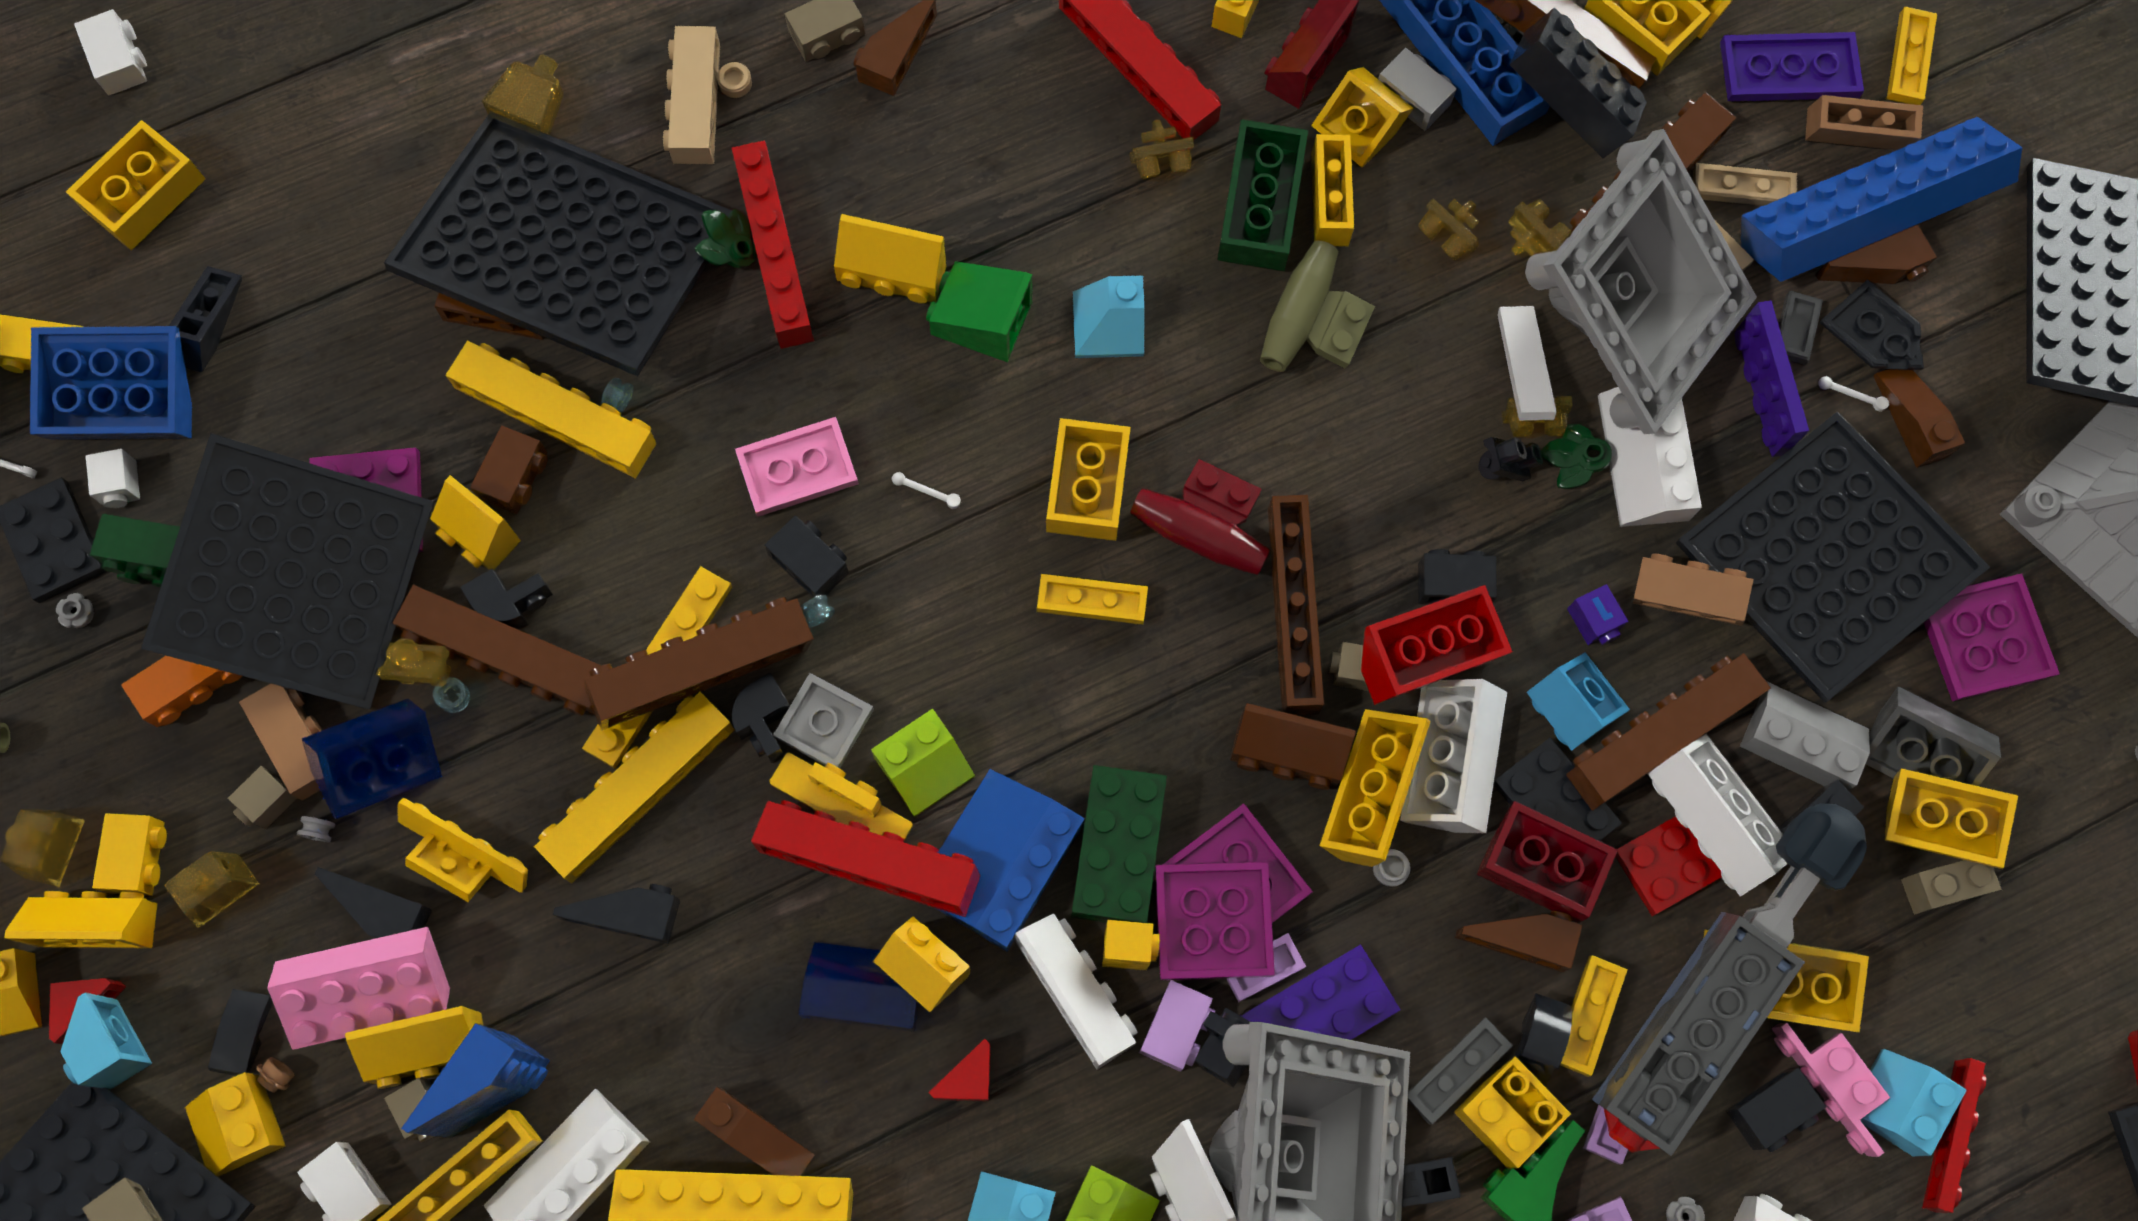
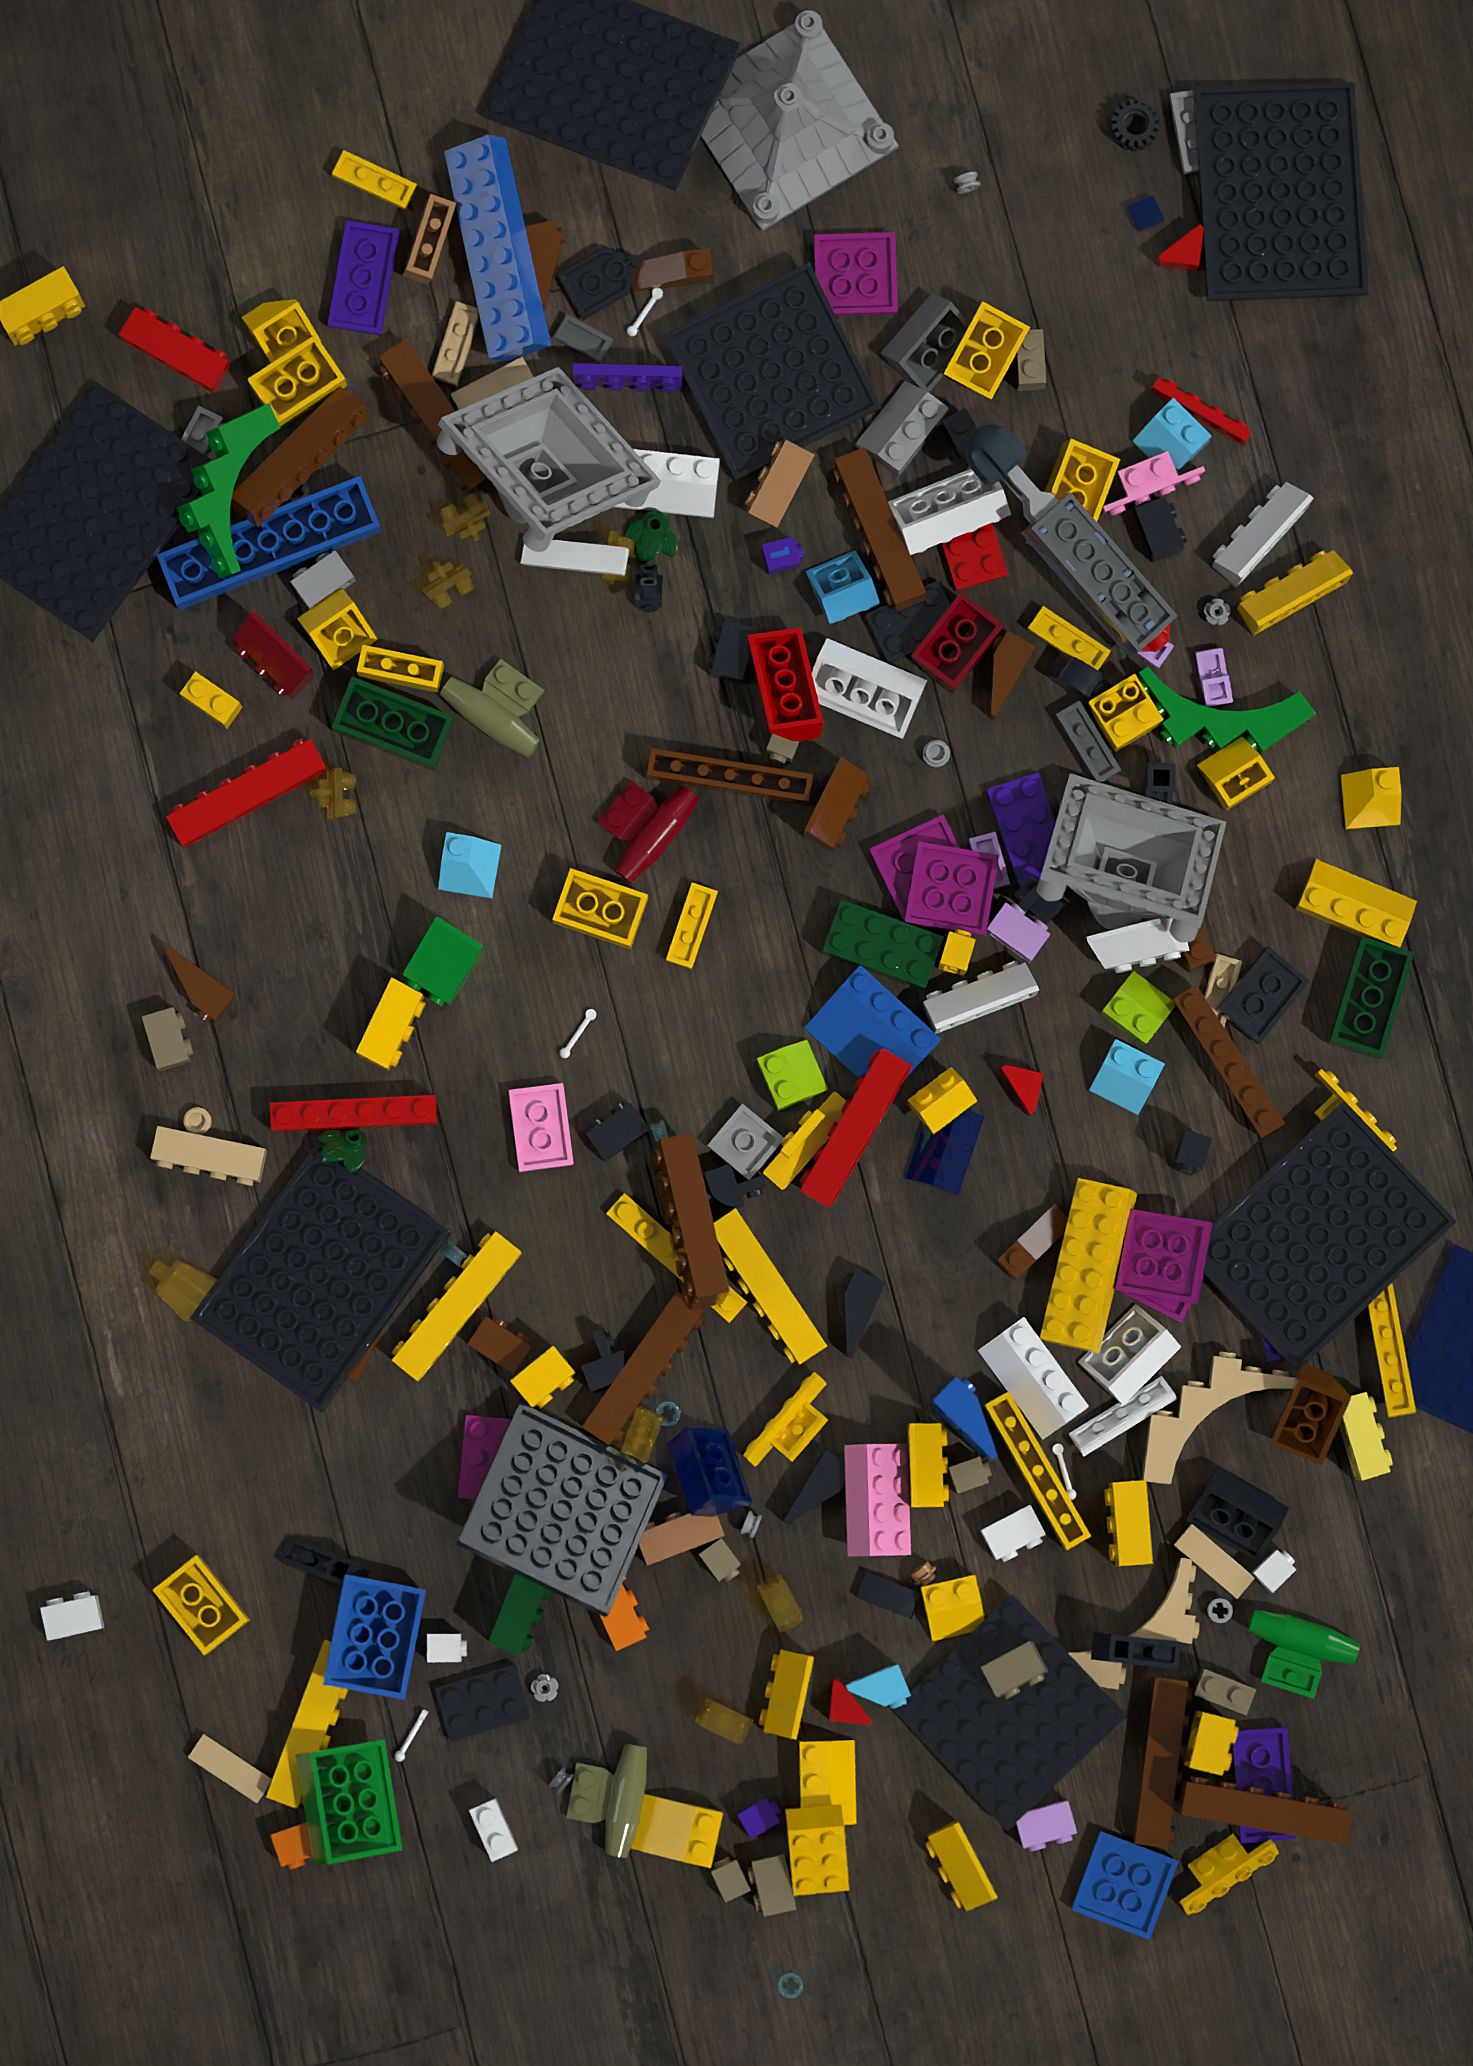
camera: 80 degrees left, 10 degrees up
(129, 854) = (743, 1660): yellow brick -> none
(1374, 787) = (879, 752): yellow slope -> none
(1579, 82) = (358, 457): black brick -> none

